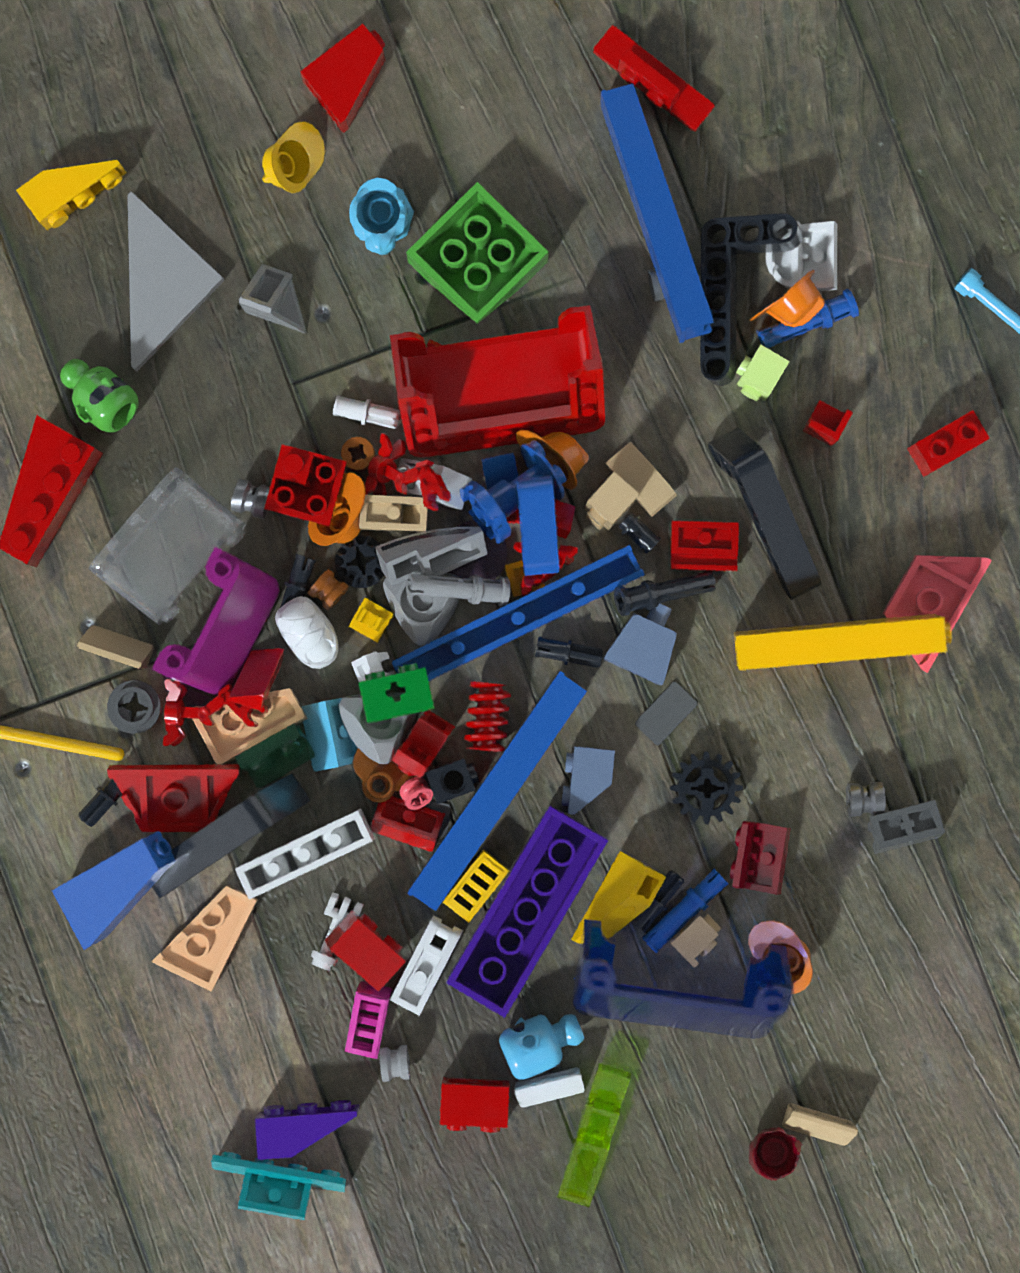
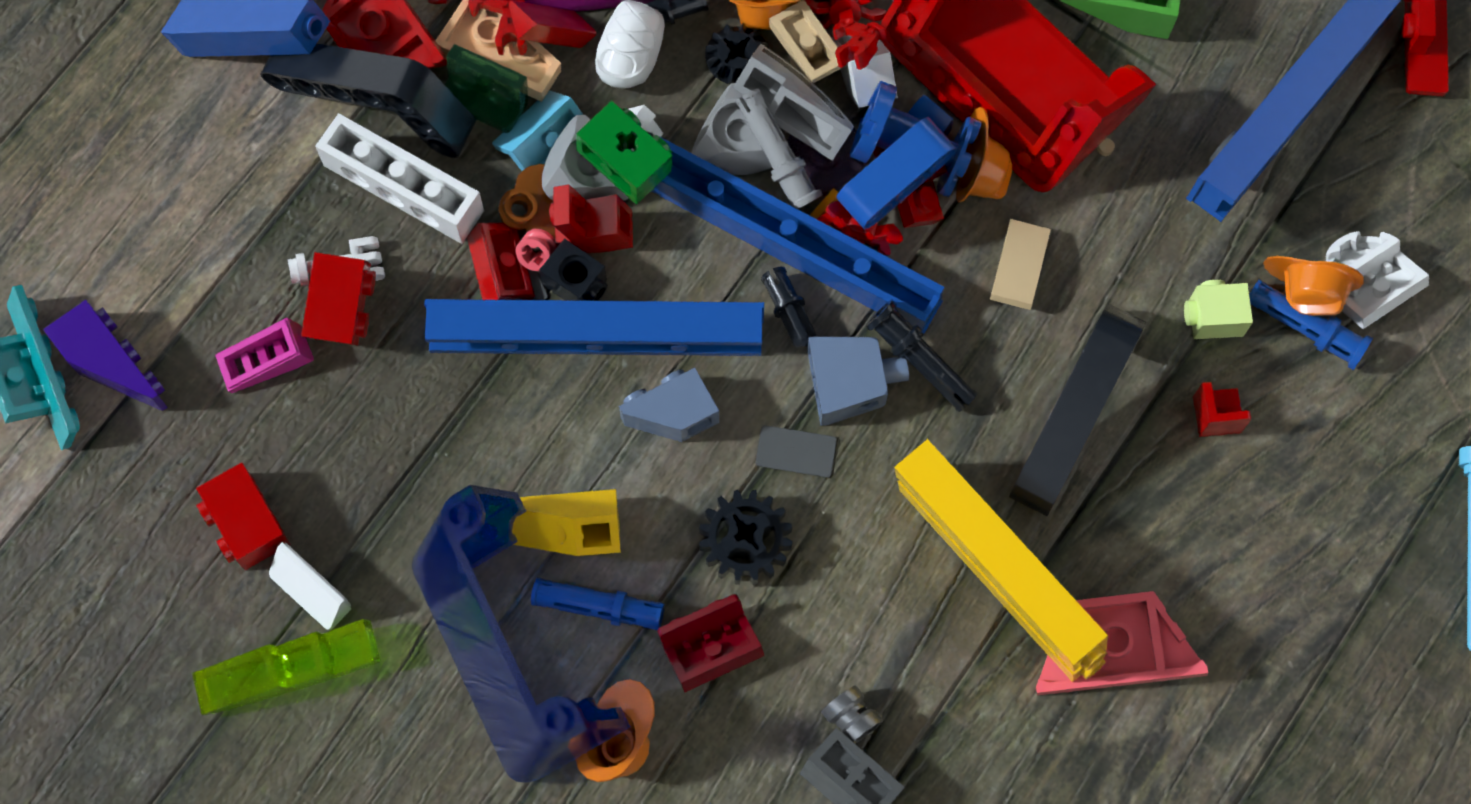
camera: 55 degrees right, 15 degrees down
(209, 939) = (244, 149): light nougat wing -> none
(328, 589) = (686, 38): dark orange wheel -> none
(371, 620) = (685, 100): yellow tile -> none
(394, 1063) = (234, 408): light grey wheel -> none
(425, 966) = (360, 375): white plate -> none
(487, 716) = (665, 265): red piece -> none
(491, 862) = (493, 388): yellow slope -> none
(526, 911) = (486, 432): dark purple brick -> none
(536, 1044) = (348, 538): medium azure piece -> none
(610, 502) = (973, 240): tan brick -> none
(639, 532) = (964, 297): black pin -> none
(669, 887) = (589, 567): black axle -> none
(696, 938) = (575, 632): tan brick -> none
(704, 546) = (998, 370): red plate -> none
(726, 284) = (1312, 185): black beam -> none
(948, 443) = (1295, 547): red brick -> none

